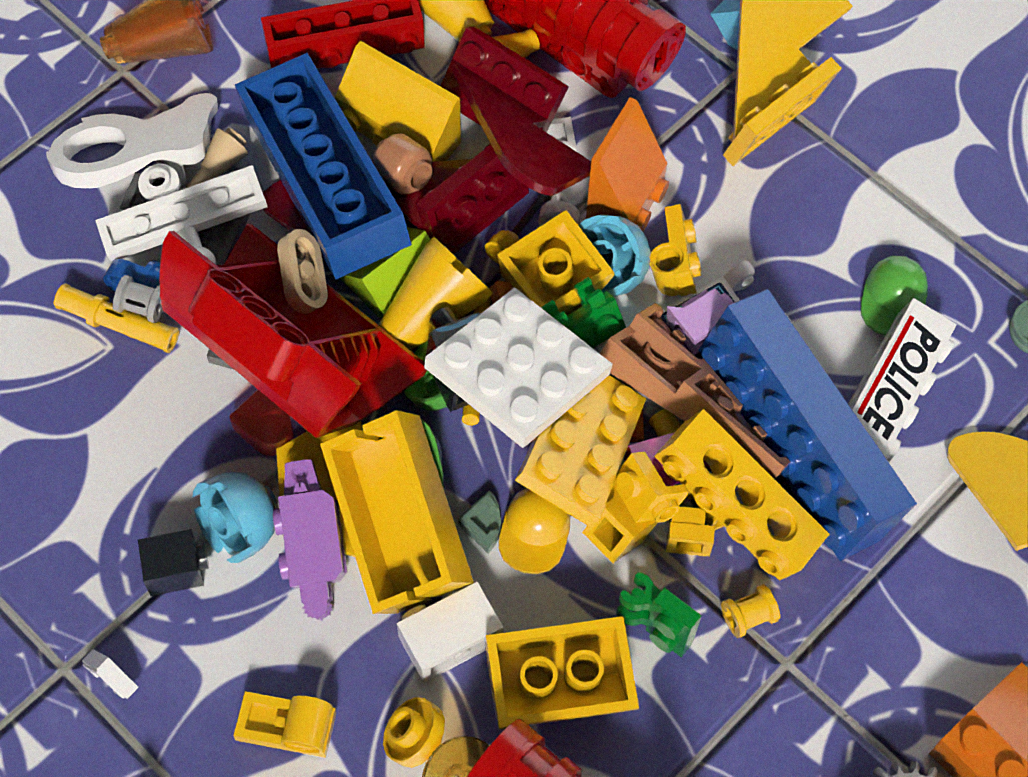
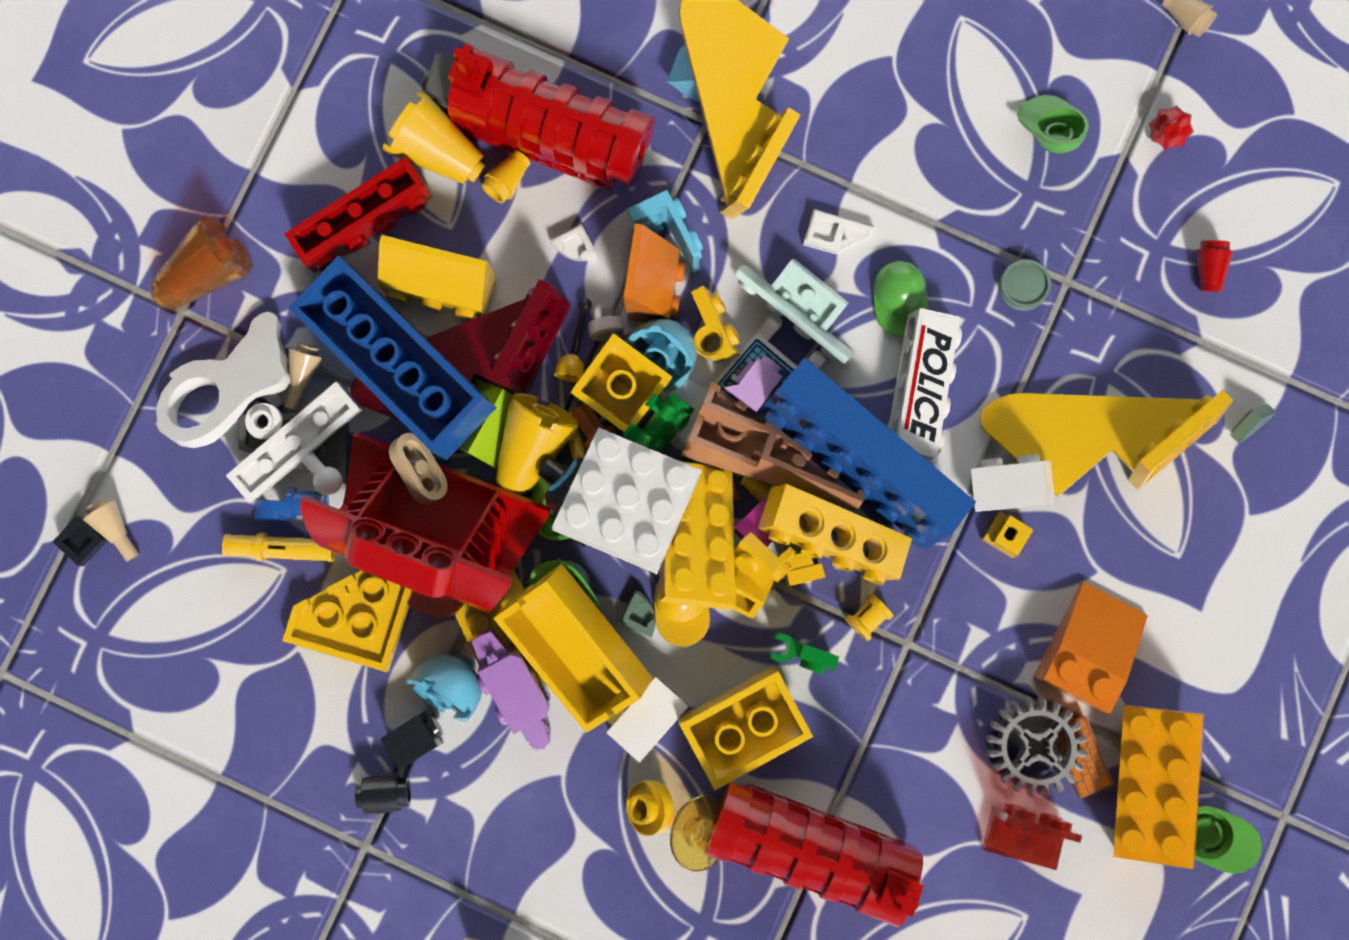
camera: 15 degrees left, 20 degrees up
(110, 673) = (402, 843): white tile -> none
(112, 610) = (383, 794): none -> black brick
(138, 299) = (290, 533): light grey bush -> none
(168, 414) = (352, 620): none -> yellow plate
(286, 724) = (551, 834): yellow plate -> none
(403, 163) = (460, 334): nougat head -> none
(515, 109) = (531, 246): dark red piece -> none
(667, 124) = (664, 211): none -> medium azure bracket
(787, 259) = (804, 302): none -> light aqua bracket
(842, 211) = (835, 233): none -> white tile
(937, 587) = (995, 534): none -> yellow piece
(966, 516) = (1012, 485): none -> white brick

